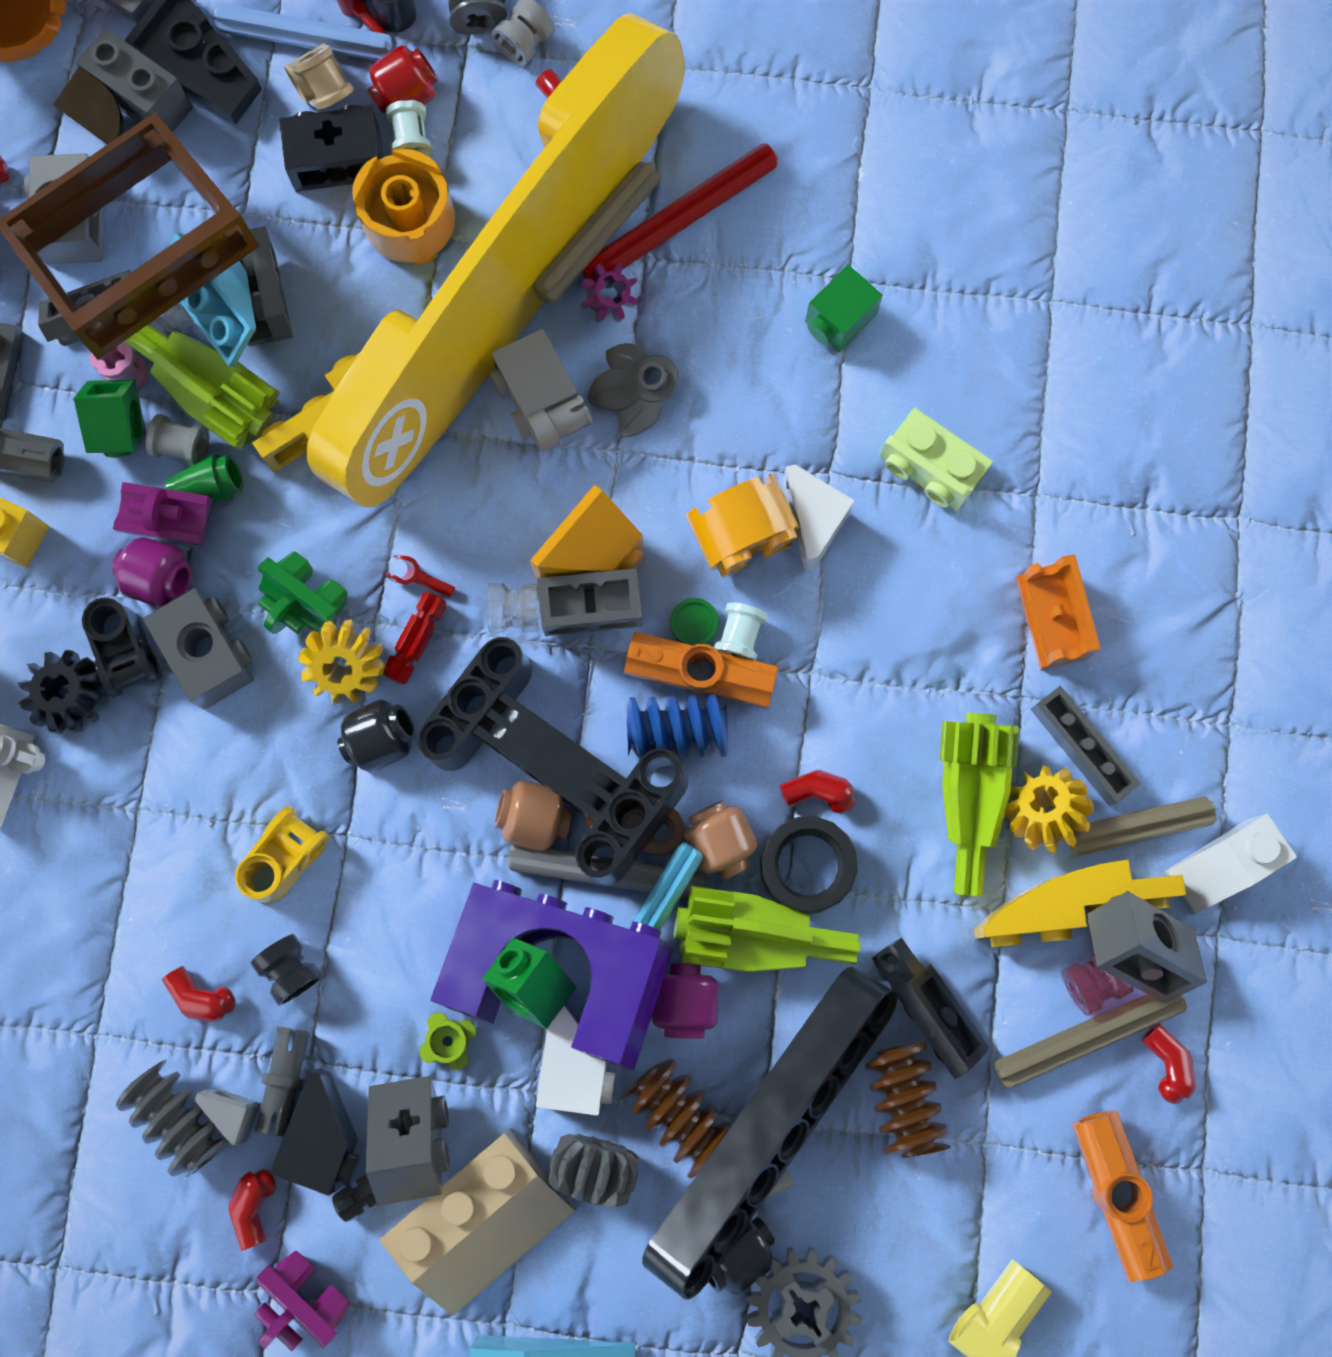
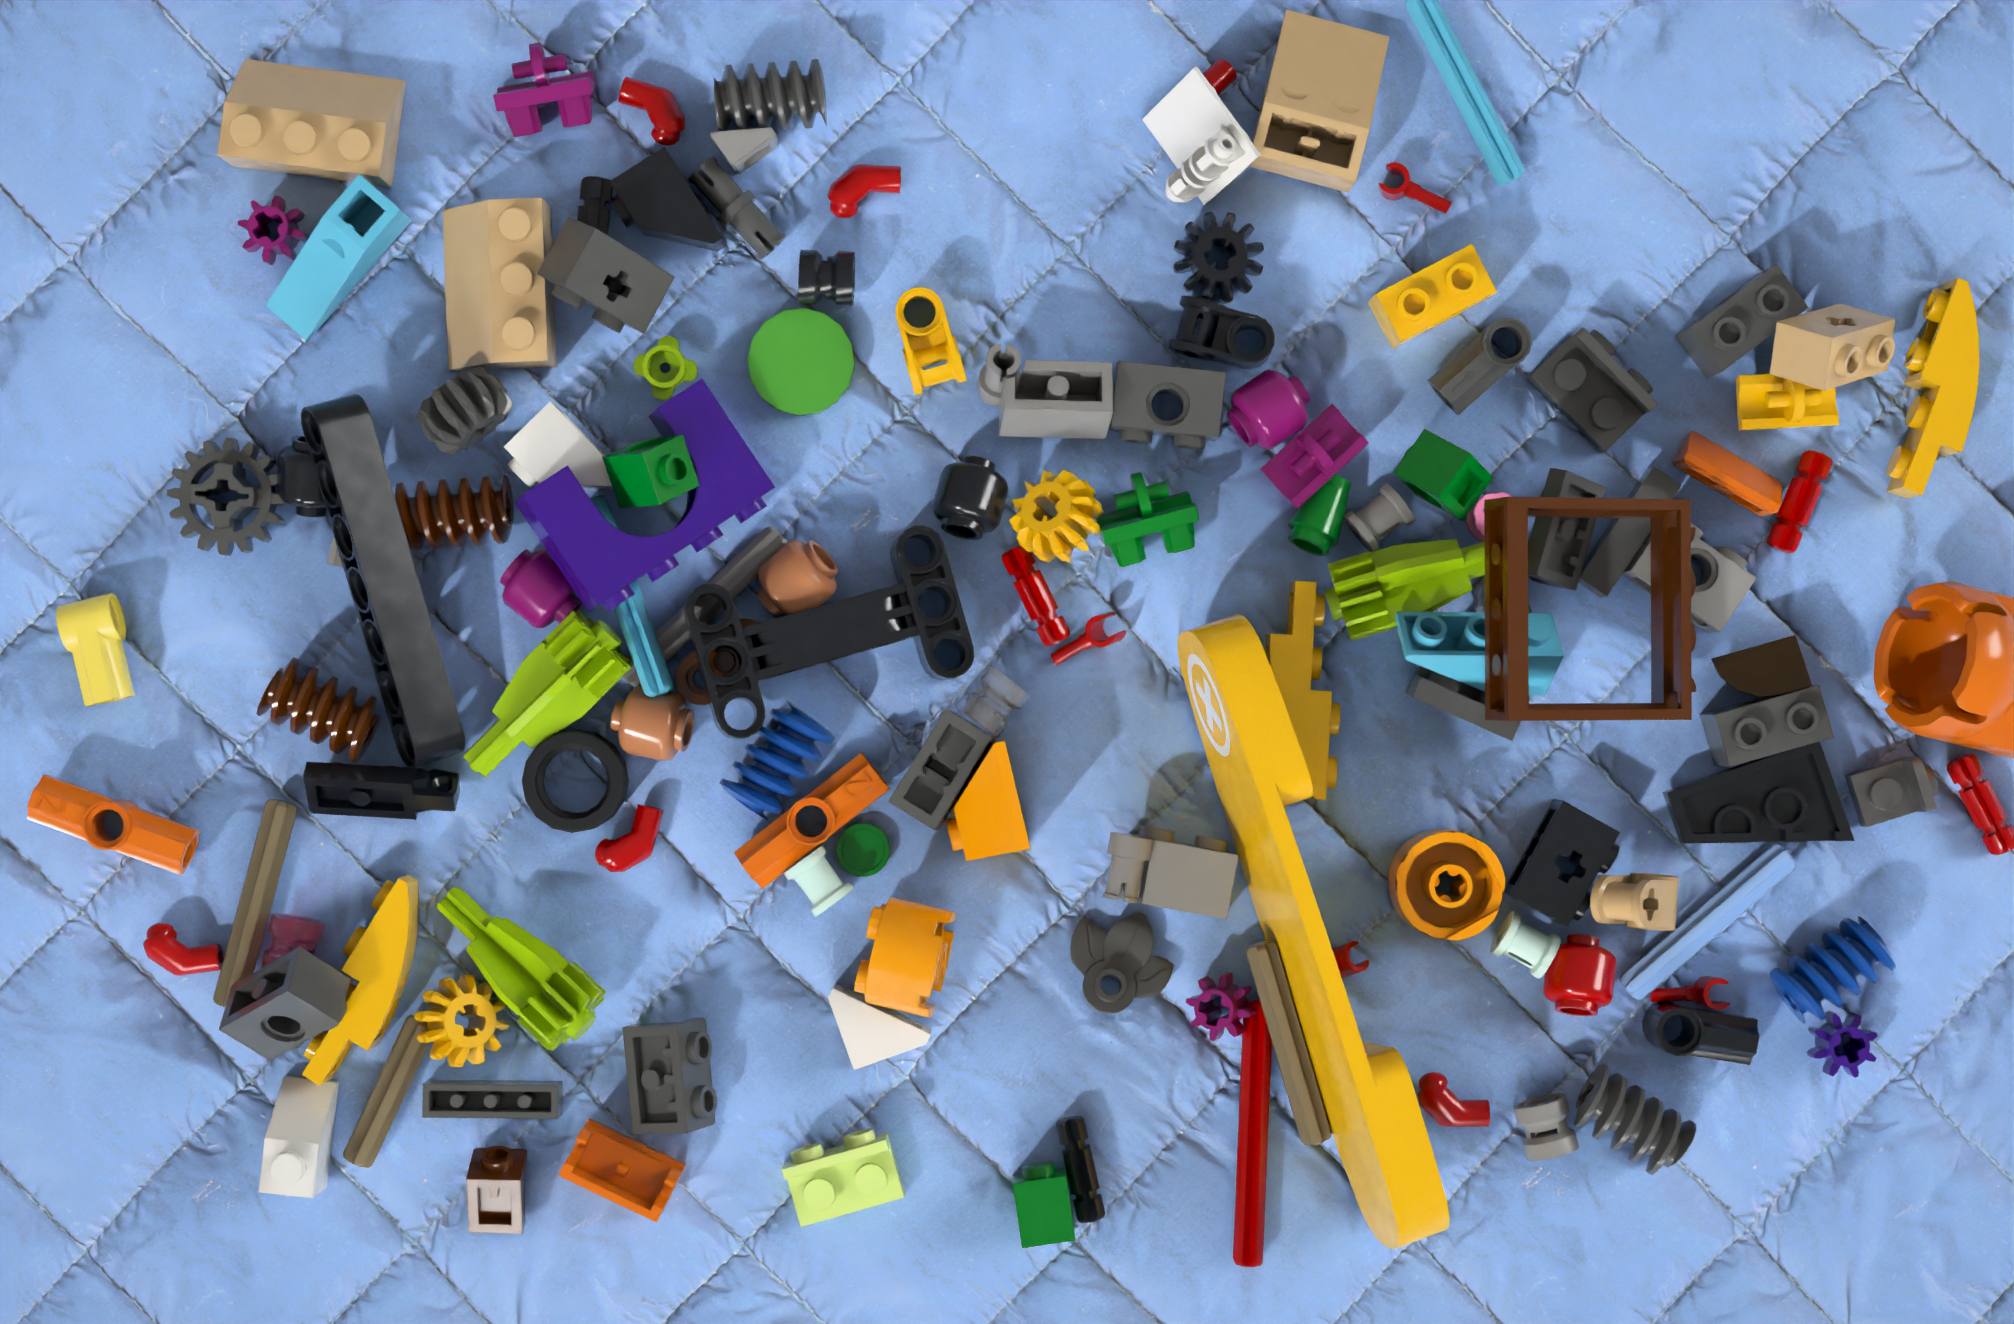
camera: 125 degrees right, 10 degrees up
(69, 268) = (1624, 536): none -> dark grey piece
(253, 733) = (1048, 396): none -> light grey hinge
(367, 941) = (801, 362): none -> bright green tile
(794, 308) = (1080, 1169): none -> black axle
(965, 631) = (669, 1076): none -> dark grey bracket
(1145, 692) = (496, 1190): none -> bracket

